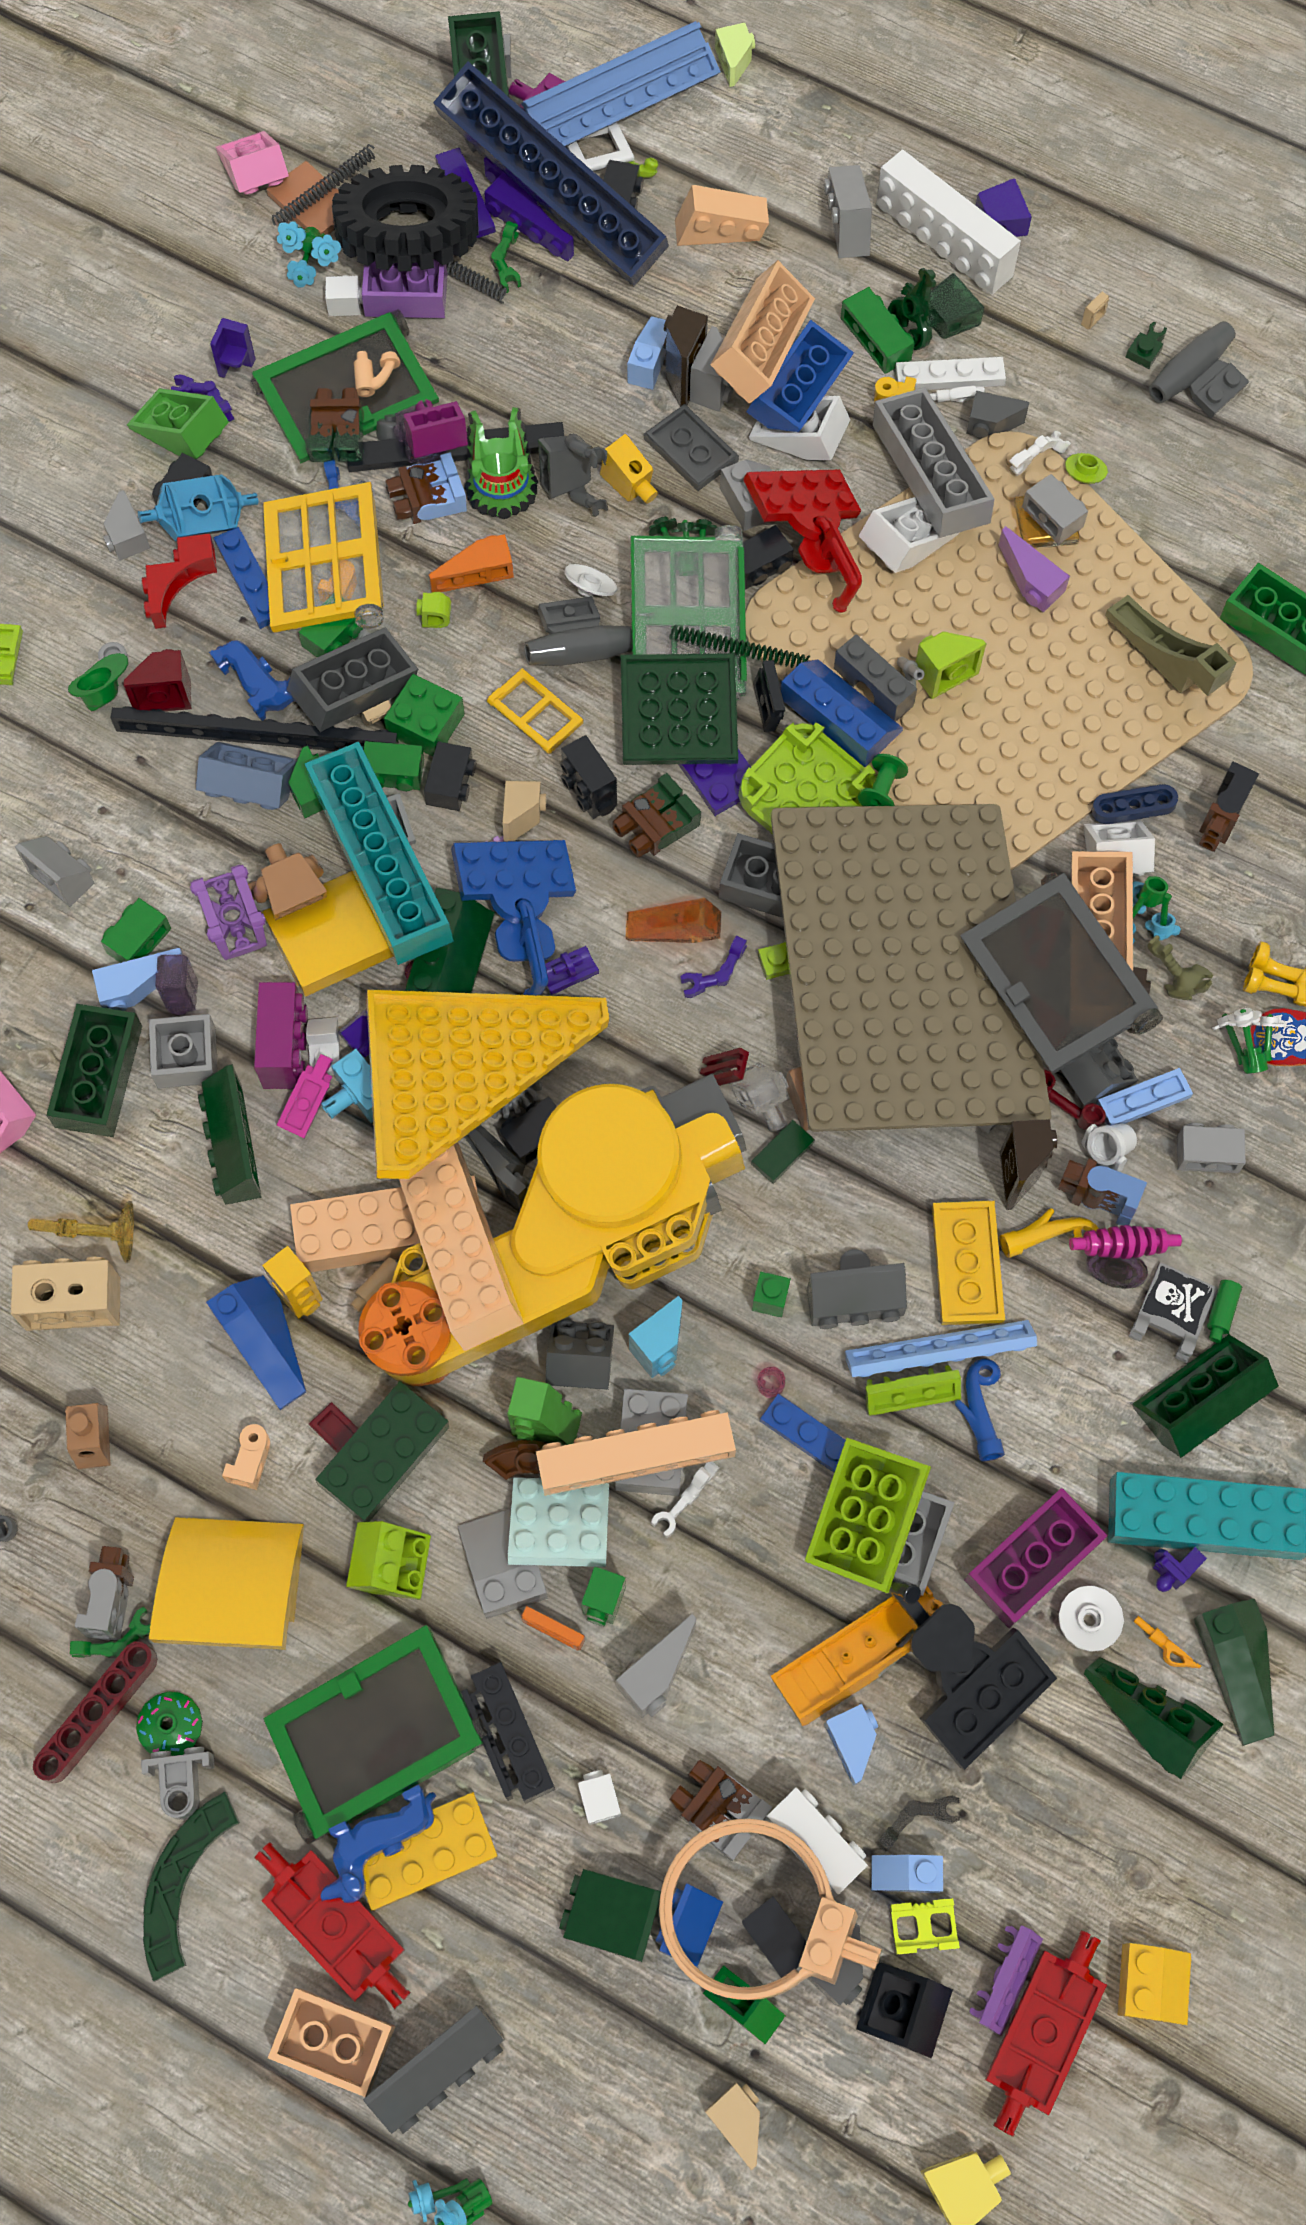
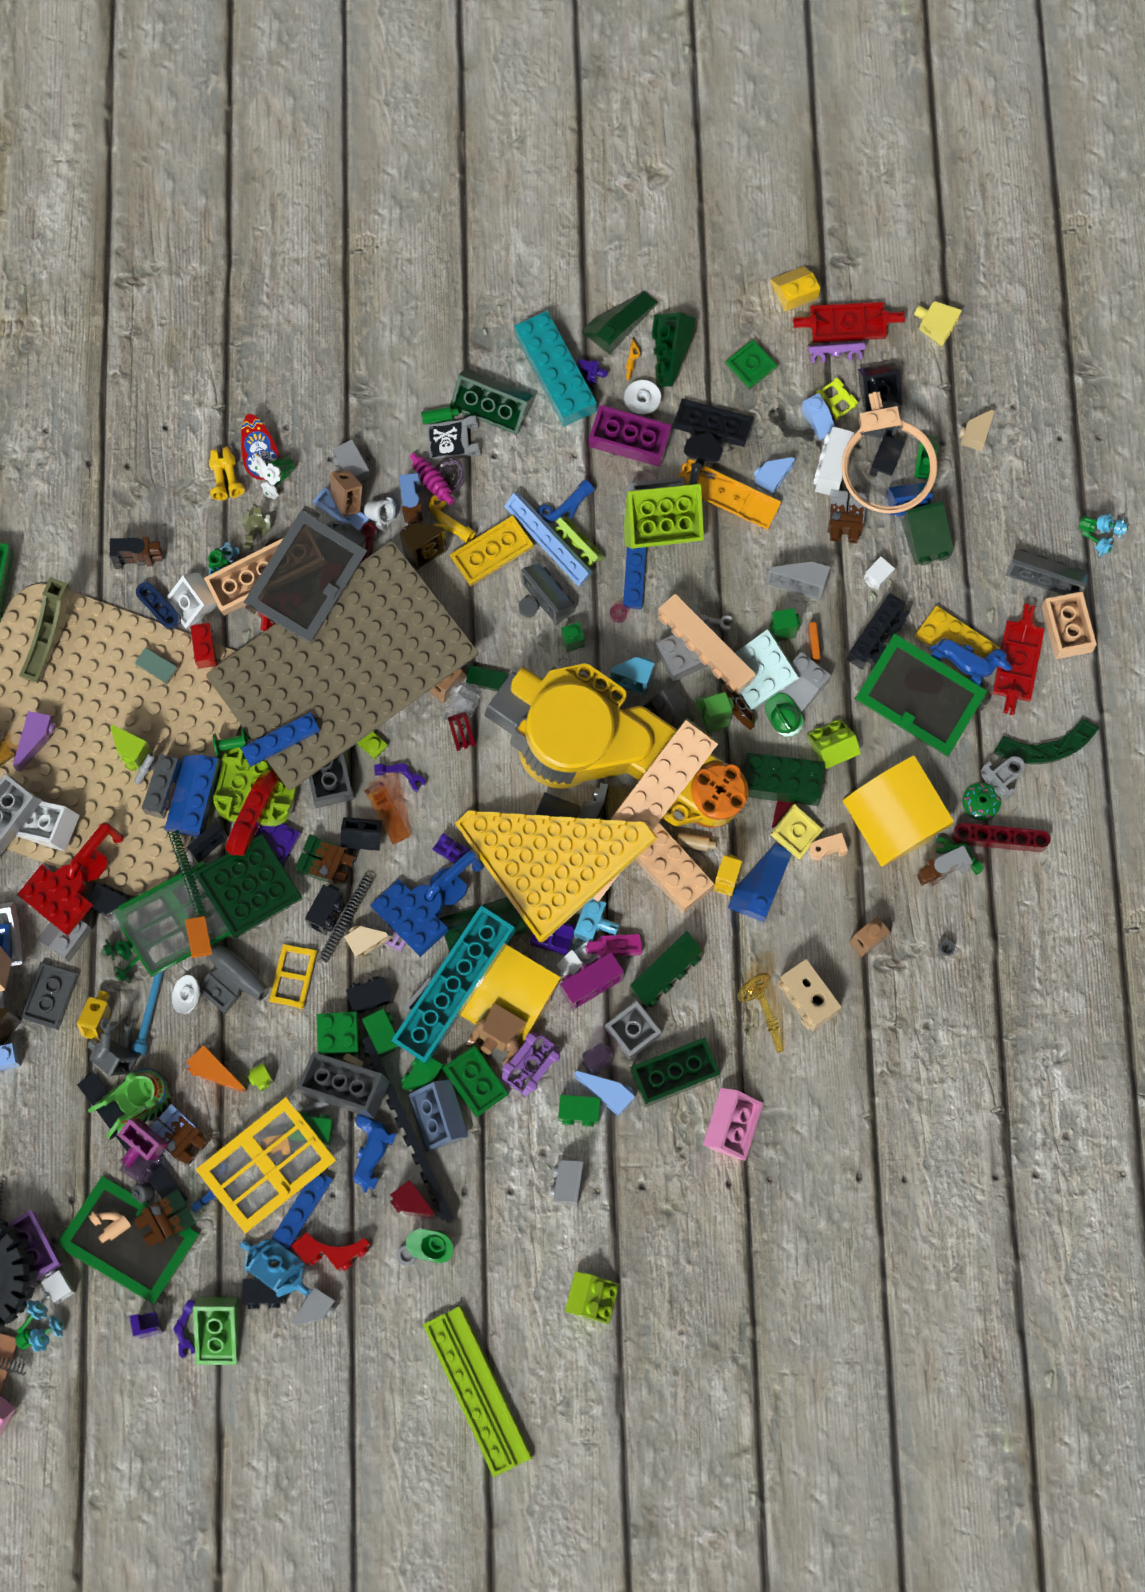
camera: 120 degrees left, 5 degrees up
(246, 833) = (475, 1081): none -> green tile
(299, 1426) = (796, 831): none -> light yellow plate
(474, 1516) = (784, 715): none -> green piece
(562, 505) = (140, 1046): none -> dark azure piece
(566, 805) = (343, 917): none -> dark grey piece
(646, 614) = (198, 937): none -> orange tile
(662, 874) = (361, 833): none -> black brick
(768, 754) = (252, 813): none -> red brick
(844, 831) = (280, 739): none -> blue plate
(1040, 820) = (203, 645): none -> red brick
(1048, 757) = (156, 666): none -> sand green tile
(1056, 1824) = (751, 364): none -> green plate
(1165, 1106) = (346, 492): none -> medium nougat torso

